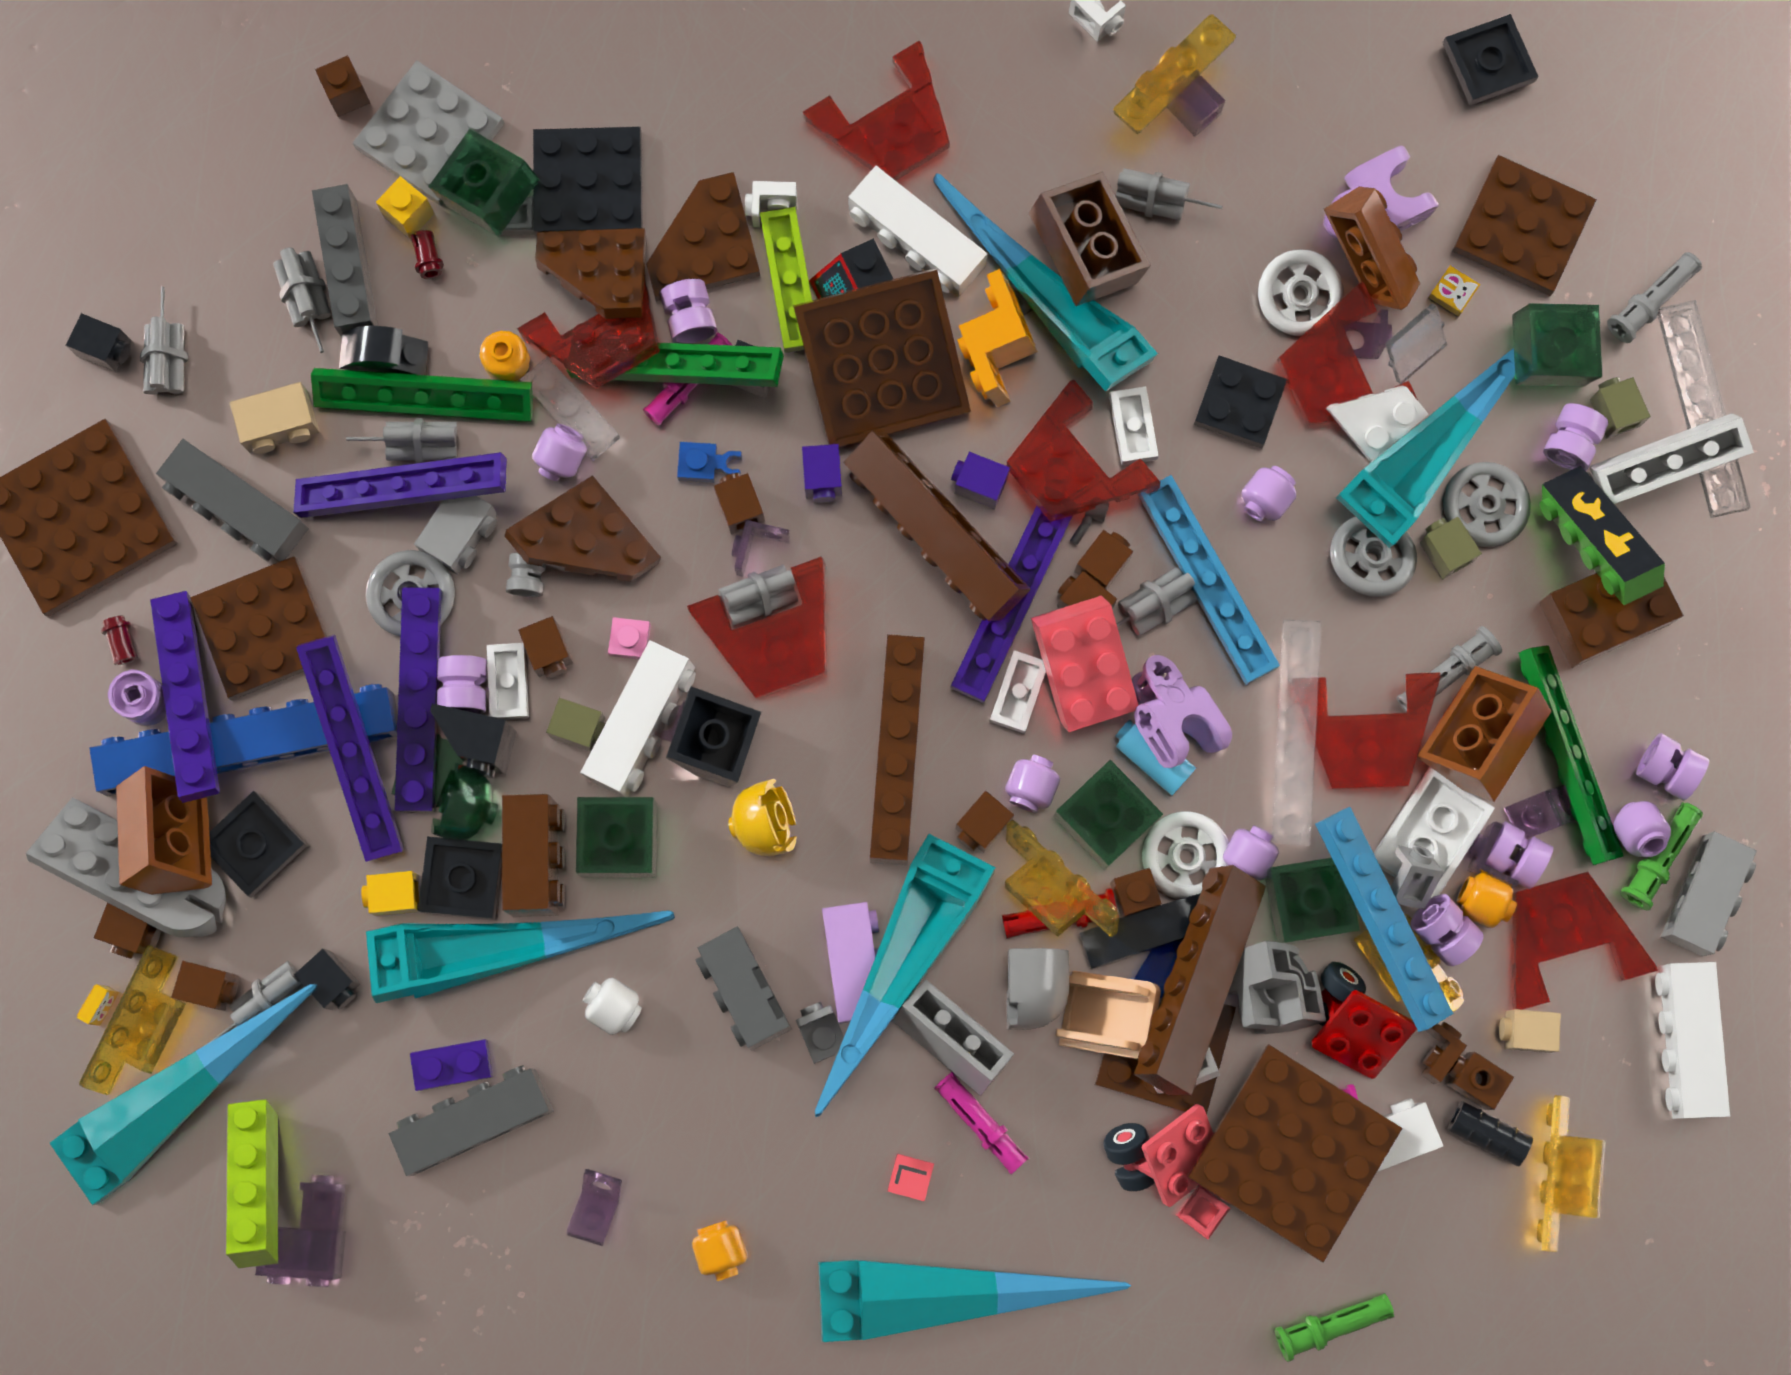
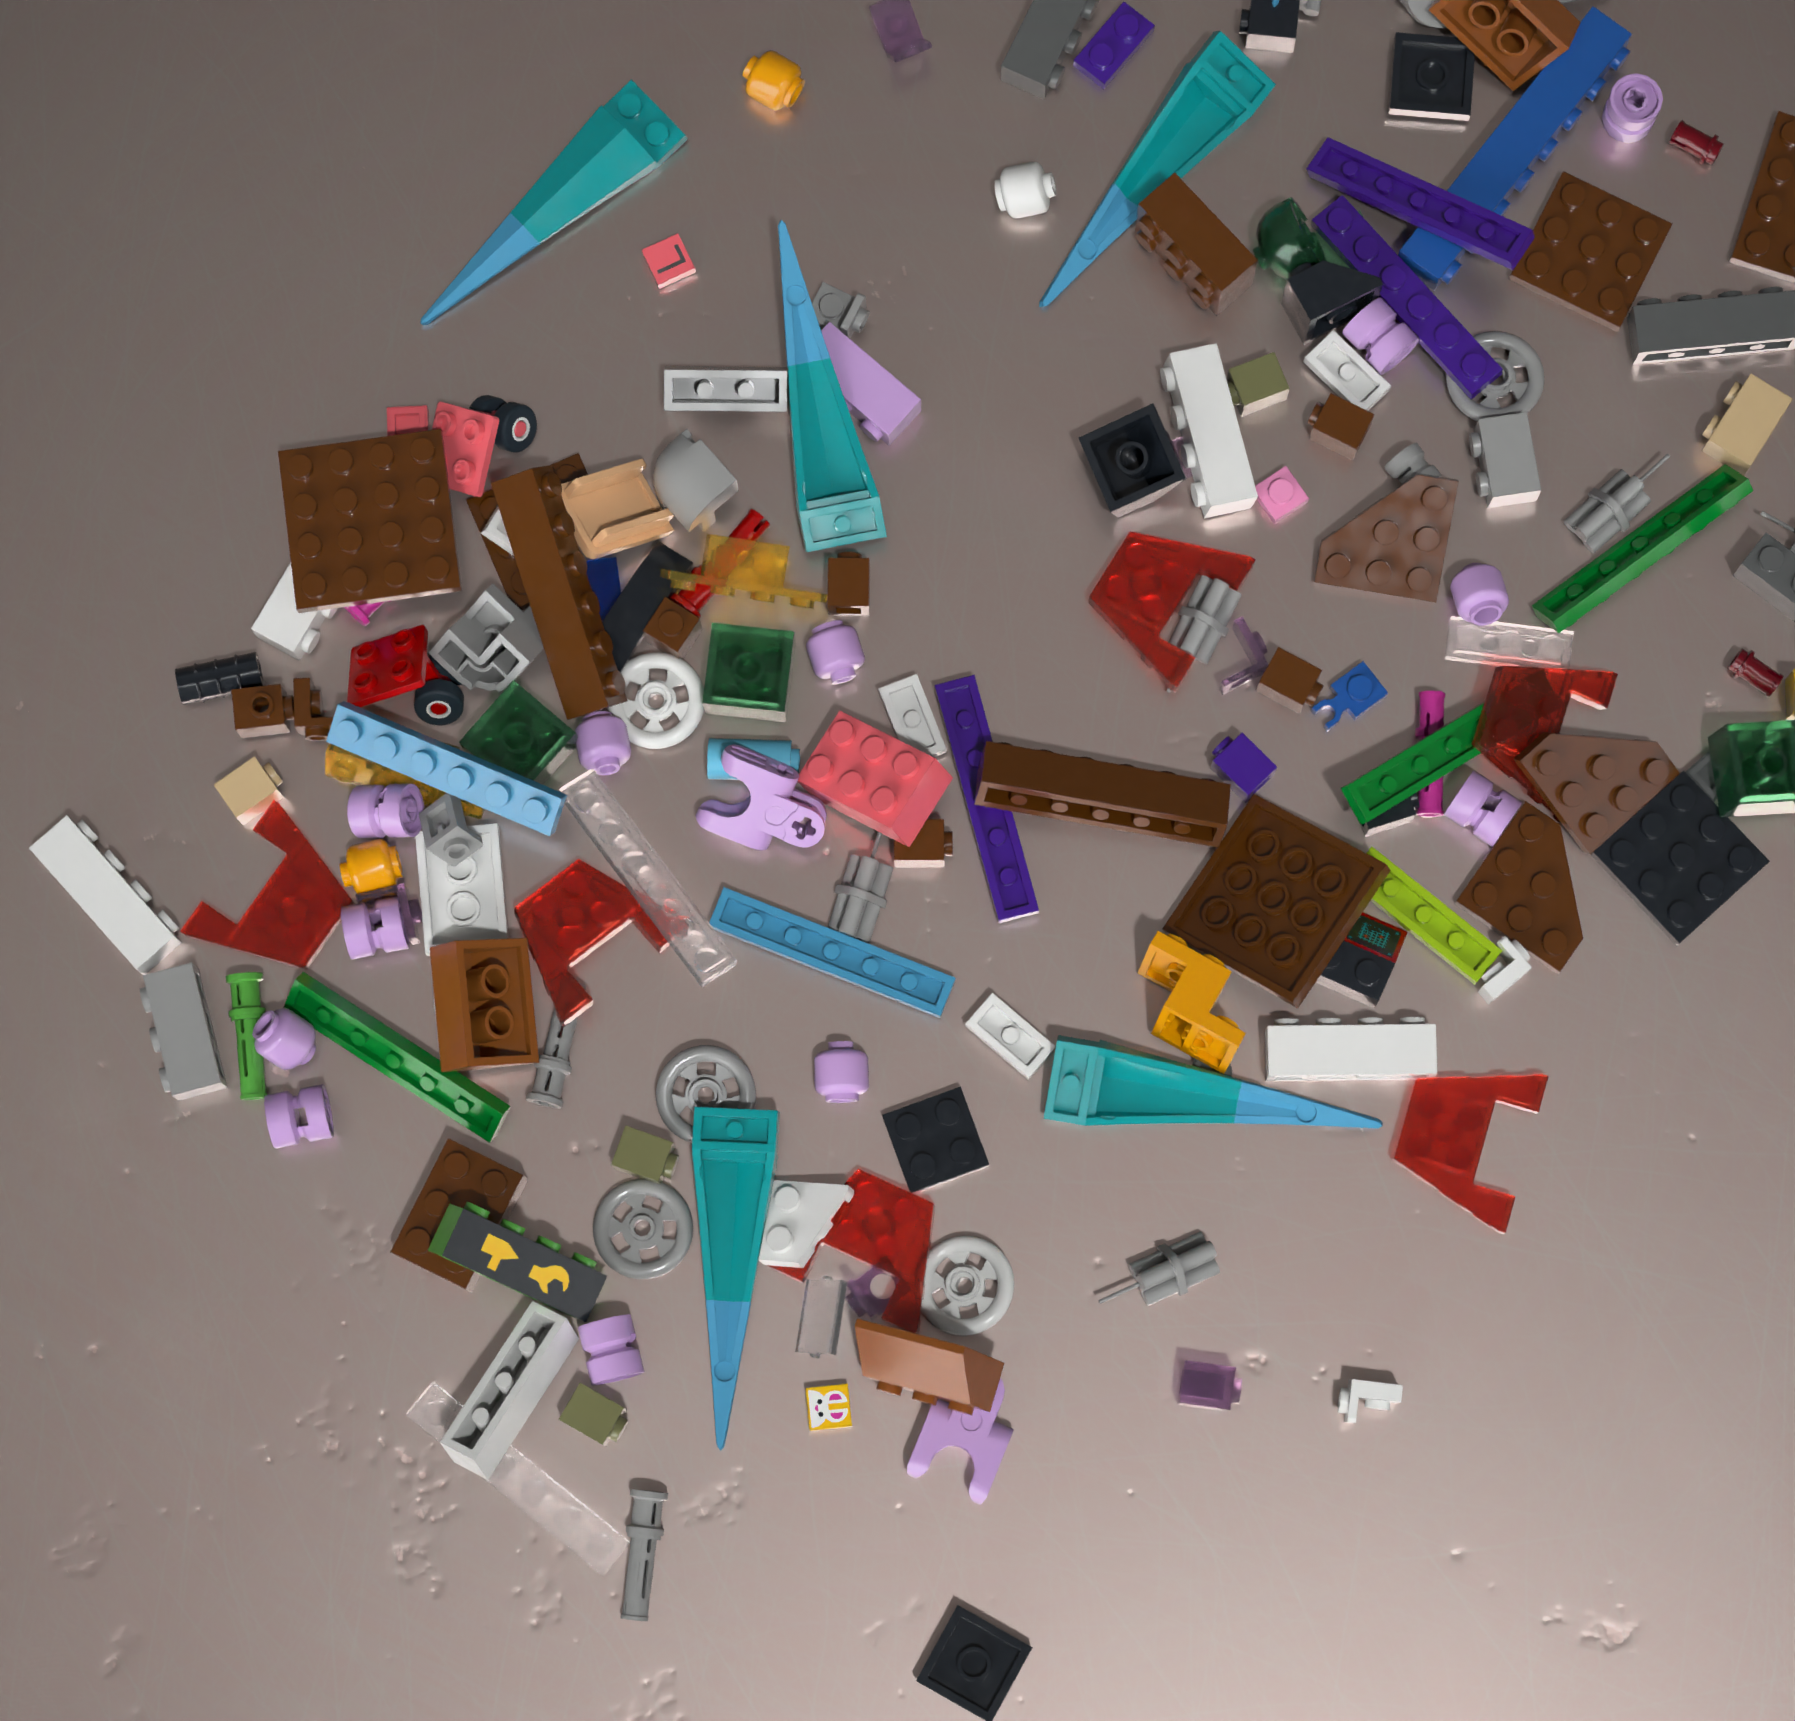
camera: 145 degrees right, 0 degrees up
(184, 697) = (1596, 136): dark purple plate -> none
(382, 350) = (1707, 553): black brick -> none
(391, 893) = (1282, 130): yellow brick -> none
(400, 485) = (1583, 449): dark purple plate -> none
(460, 878) = (1239, 185): black plate -> none
(504, 356) = (1602, 636): light orange head -> none
(616, 837) = (1140, 319): clear green brick -> none
(742, 989) = (927, 287): dark grey wedge -> none
(762, 819) = (1032, 434): yellow cylinder -> none
(897, 750) = (972, 583): reddish brown brick -> none
(980, 479) = (1101, 874): dark purple brick -> none
(986, 1128) = (641, 346): dark pink pin -> none
(1062, 473) = (1039, 936): clear red wing -> none
(1089, 238) = (1190, 1166): reddish brown brick -> none
(1098, 513) = (979, 935): dark grey hand -> none
(1105, 558) = (935, 893): reddish brown brick -> none
(1174, 73) = (1246, 1388): clear yellow bracket -> none
(1318, 1331) = (240, 407): bright green pin -> none
(1524, 225) = (815, 1527): reddish brown plate -> none
(1541, 812) = (383, 982): clear purple bracket -> none
(1557, 344) = (694, 1421): clear green brick -> none
(1572, 1177) = (126, 698): clear yellow bracket -> none

